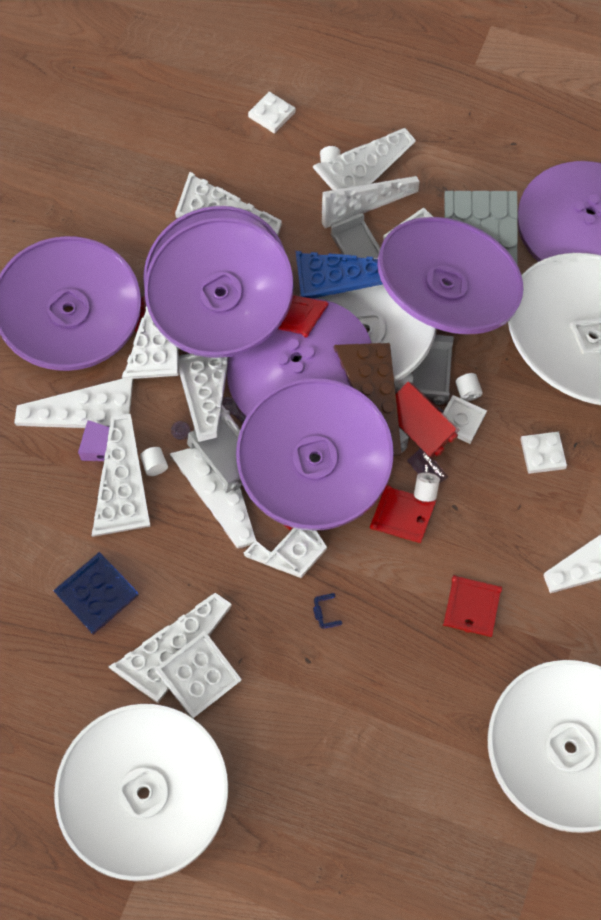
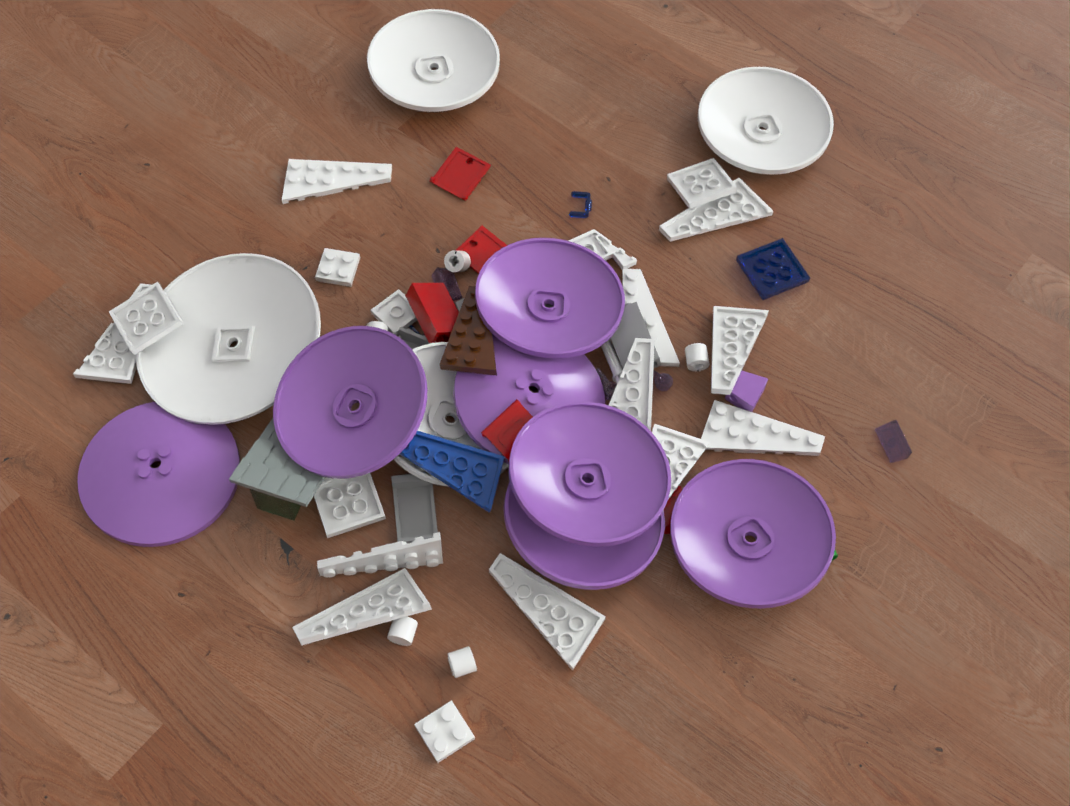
camera: 165 degrees left, 5 degrees down
(276, 152) = (462, 662): none -> white piece

